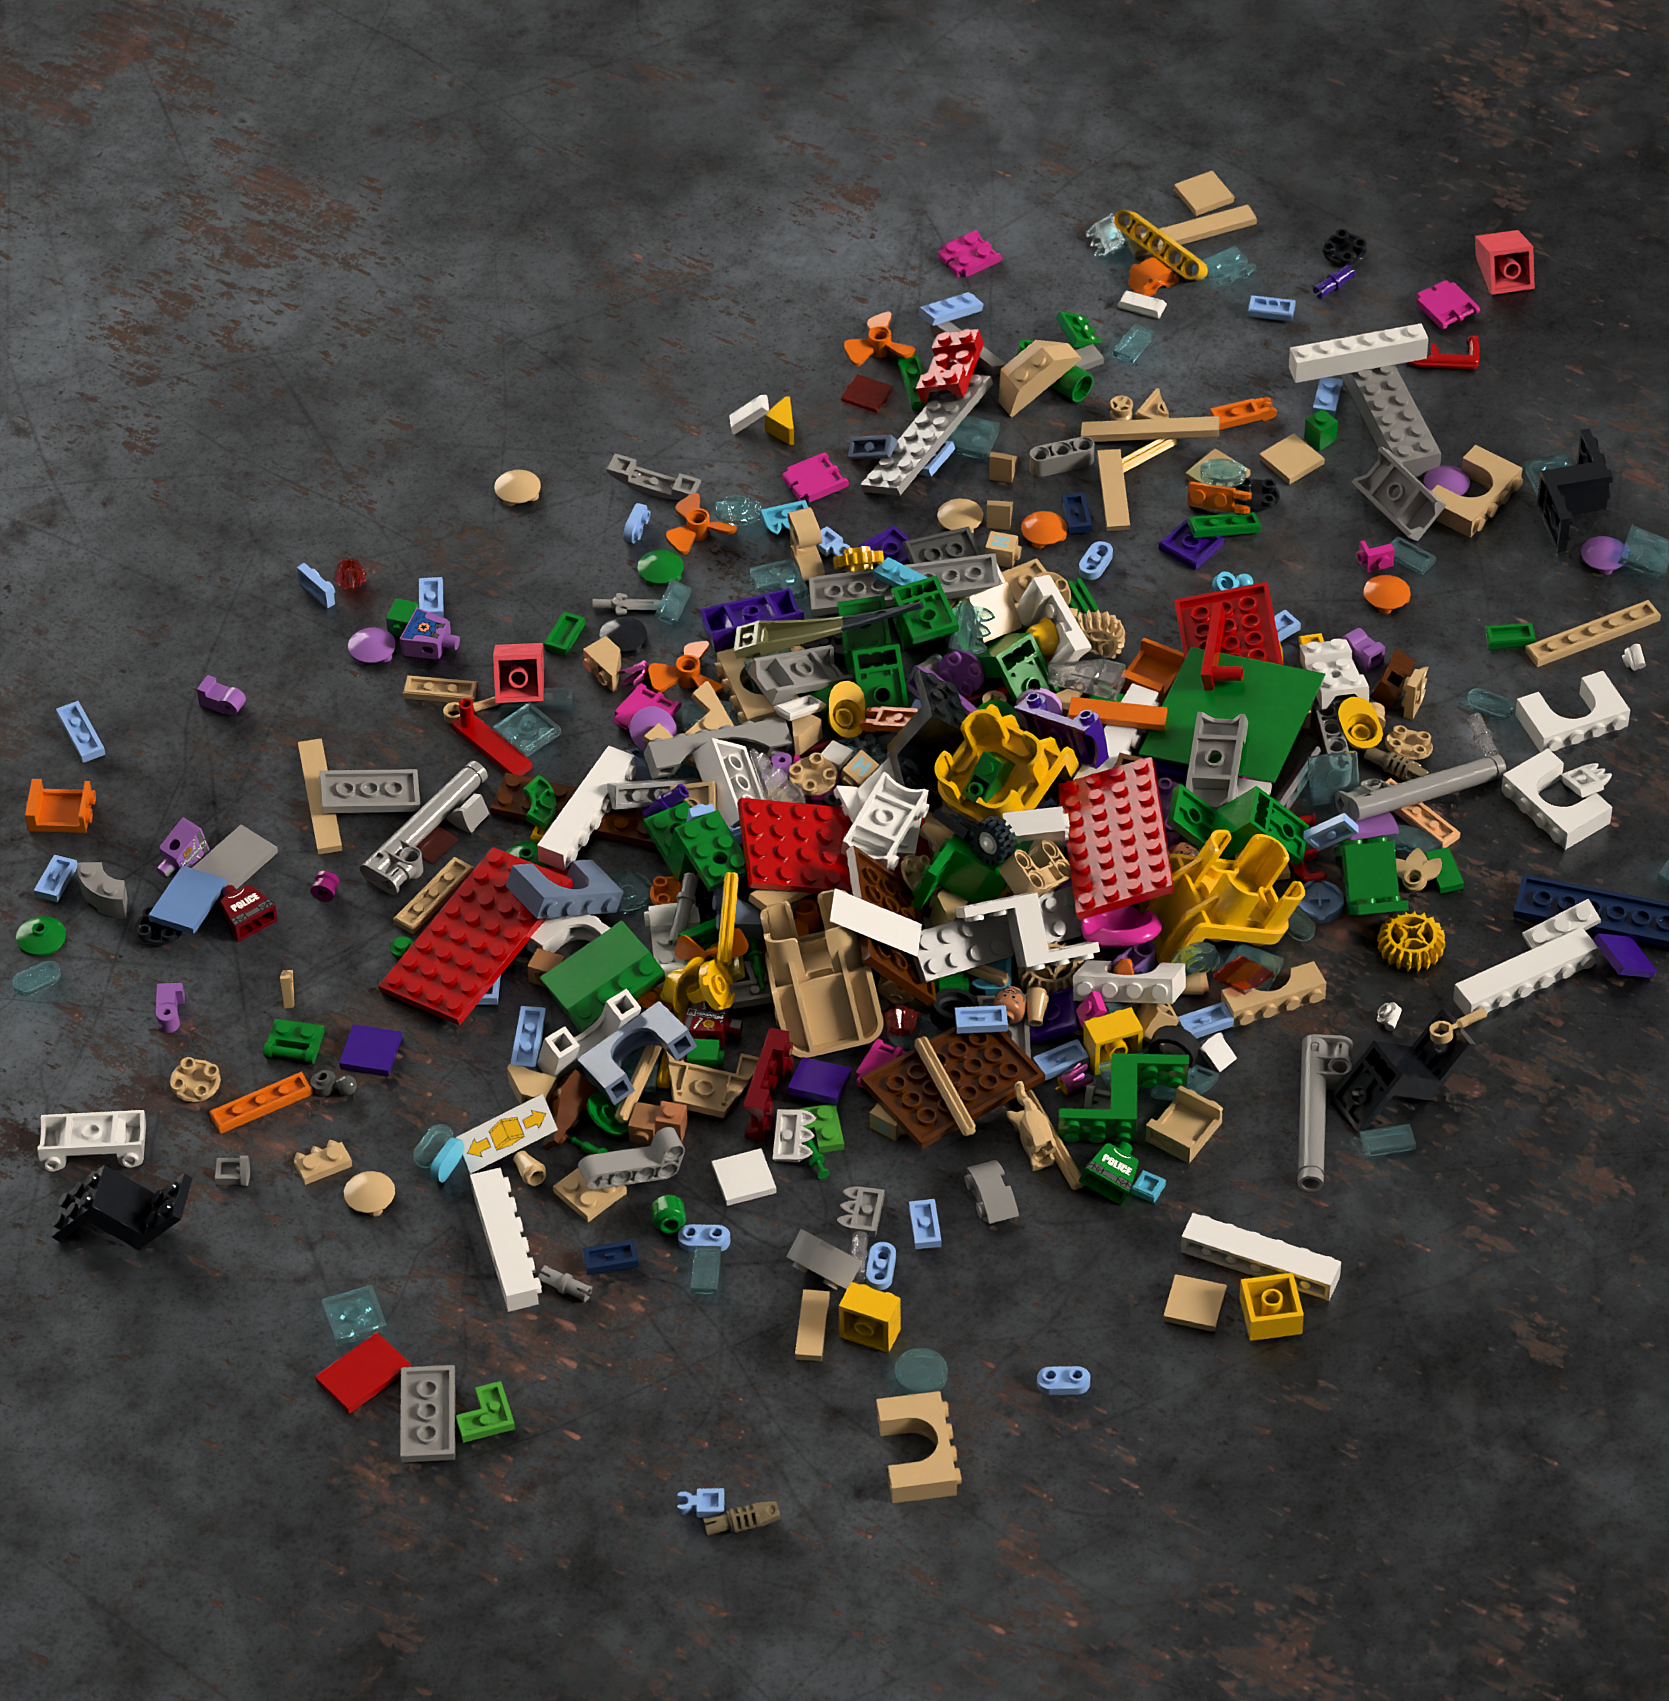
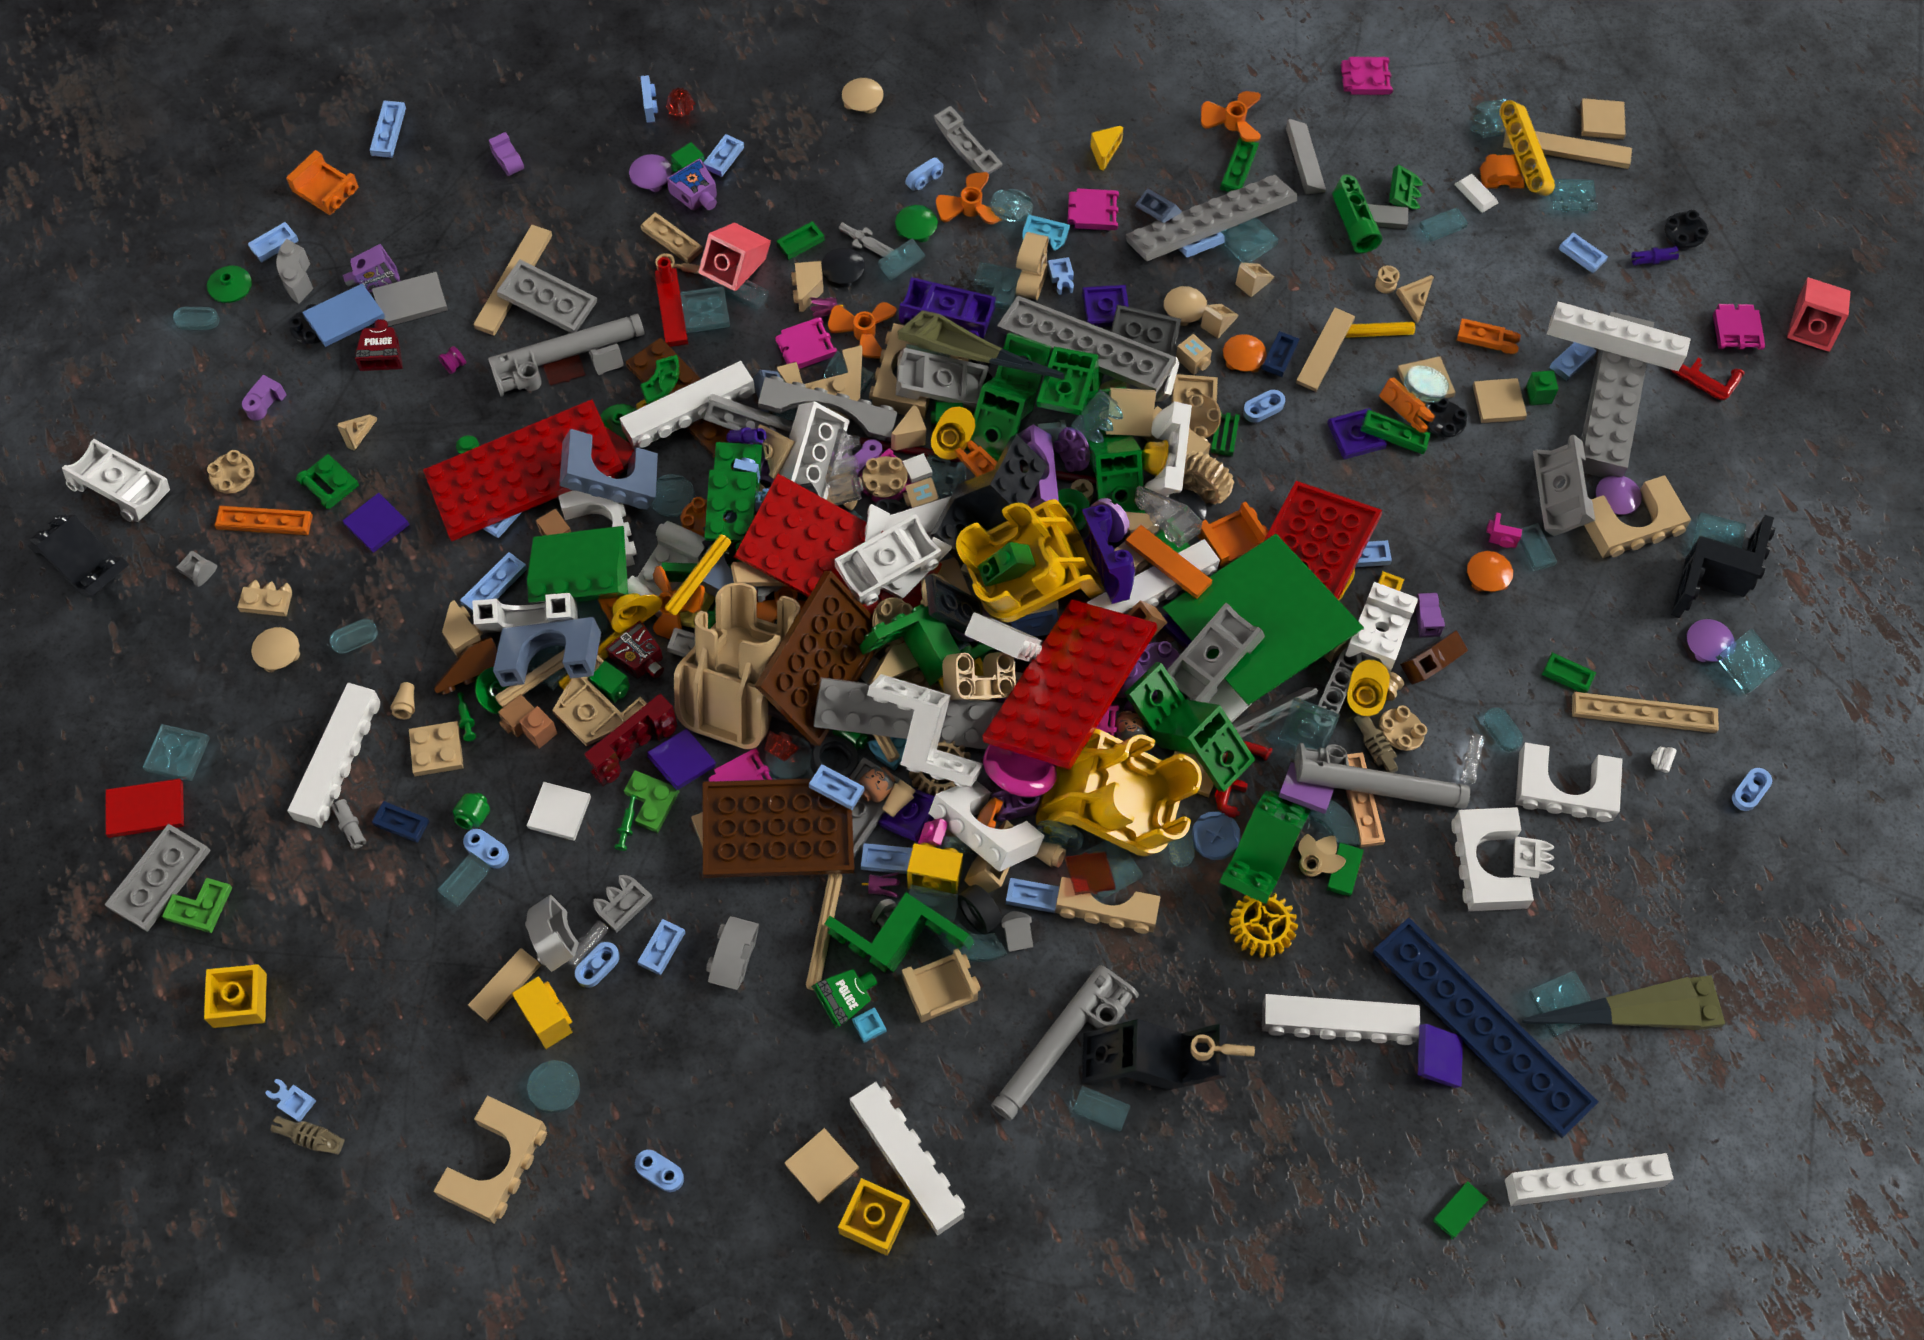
camera: 30 degrees right, 15 degrees up
(325, 1083) = (321, 532): dark grey plate -> none
(433, 896) = (525, 413): tan tile -> none
(446, 1159) = (349, 656): medium azure tile -> none
(507, 1133) = (409, 660): white sticker -> none
(587, 1453) = (235, 996): none -> yellow brick
(635, 1165) = (473, 749): light grey beam -> none
(647, 719) = (799, 353): medium lavender dish -> none
(685, 899) = (686, 542): light grey pin -> none
(712, 986) = (650, 628): yellow tile -> none
(749, 413) = (1082, 125): white tile -> none
(791, 1135) = (617, 798): white plate -> none
(799, 707) = (916, 410): white tile -> none
(858, 559) = (1067, 301): yellow gear -> none
(866, 393) = (1194, 155): clear red piece -> none
(876, 922) = (792, 655): white sticker -> none
(895, 573) = (1086, 338): medium azure plate -> none
(945, 1086) = (759, 833): tan axle -> none
(950, 309) = (1313, 116): light blue plate -> none
(952, 363) = (1274, 168): red piece -> none
(992, 840) = (951, 631): black wheel -> none
(1033, 373) = (1334, 209): tan wedge -> none
(1033, 1130) = (805, 914): tan animal -> none
(1061, 456) = (1305, 296): light grey beam -> none
(1151, 429) = (1397, 310): tan tile -> none
(1210, 670) = (1270, 567): red piece -> none
(1230, 581) = (1373, 493): medium azure plate -> none
(1331, 832) = (1265, 779): light blue plate -> none
(1388, 1015) = (1192, 985): white plate -> none
(1414, 693) = (1439, 683): tan plate -> none
(1578, 916) = (1404, 991): white plate -> none

